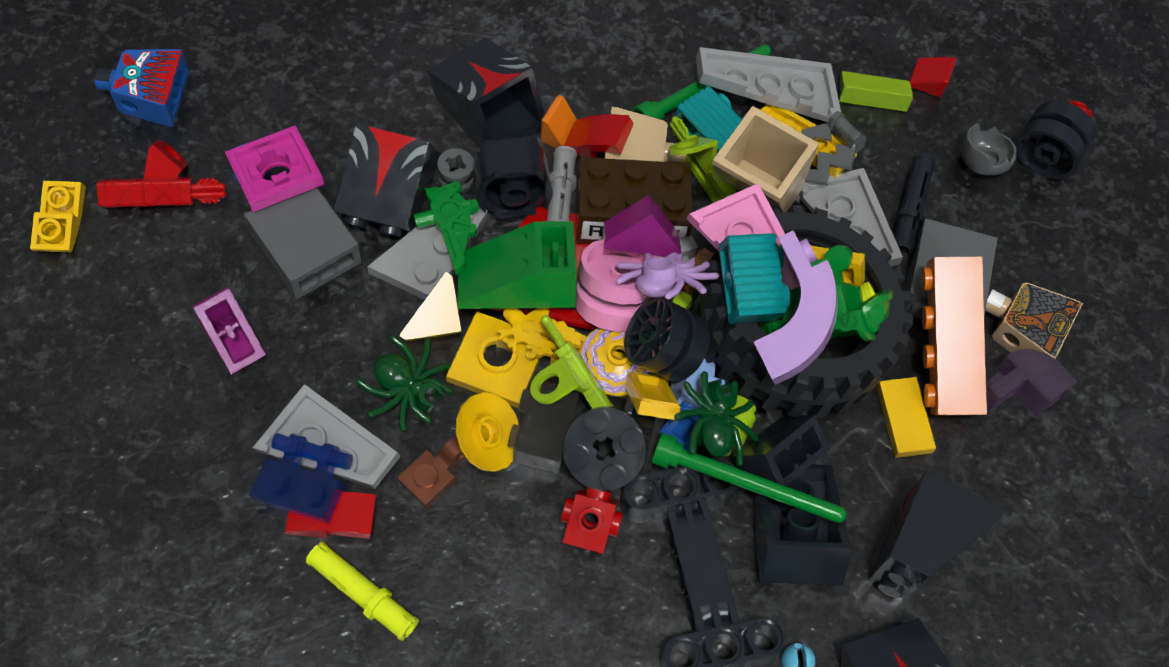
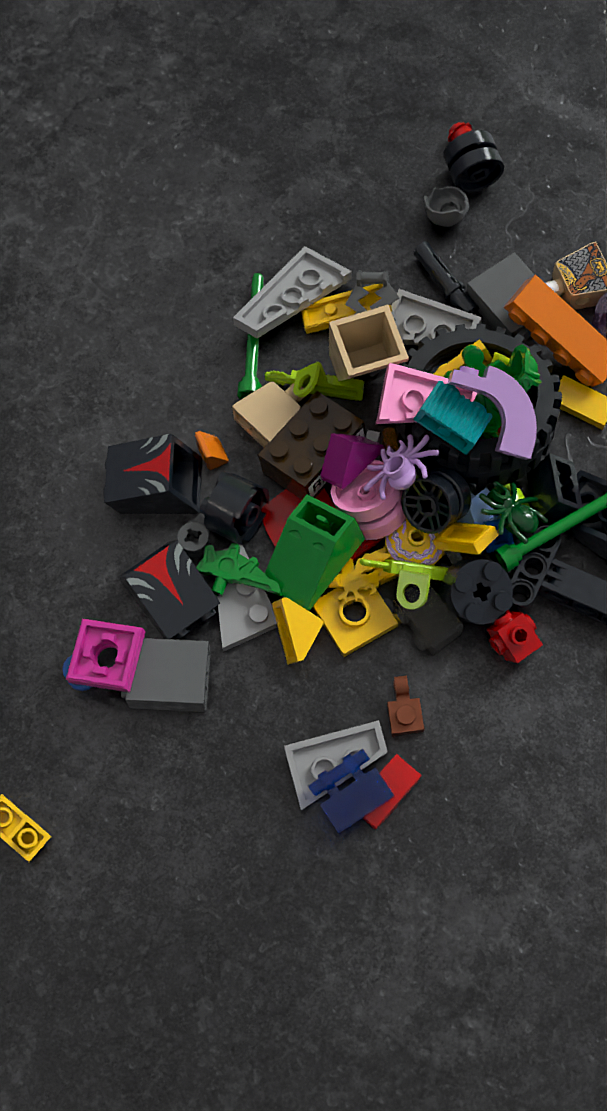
camera: 40 degrees left, 5 degrees up
(160, 184) = (47, 742): red piece -> none
(228, 330) = (205, 769): magenta slope -> none
(375, 601) = (453, 807): neon yellow pin -> none
(406, 382) = (327, 682): dark green animal -> none
(484, 431) = (404, 656): yellow dish -> none
(563, 183) = (278, 497): light grey pin -> none
(599, 134) = (243, 431): red slope -> none
(709, 116) = (293, 351): teal brick -> none
(875, 91) = (344, 235): lime slope -> none
(932, 74) = (361, 191): red slope -> none

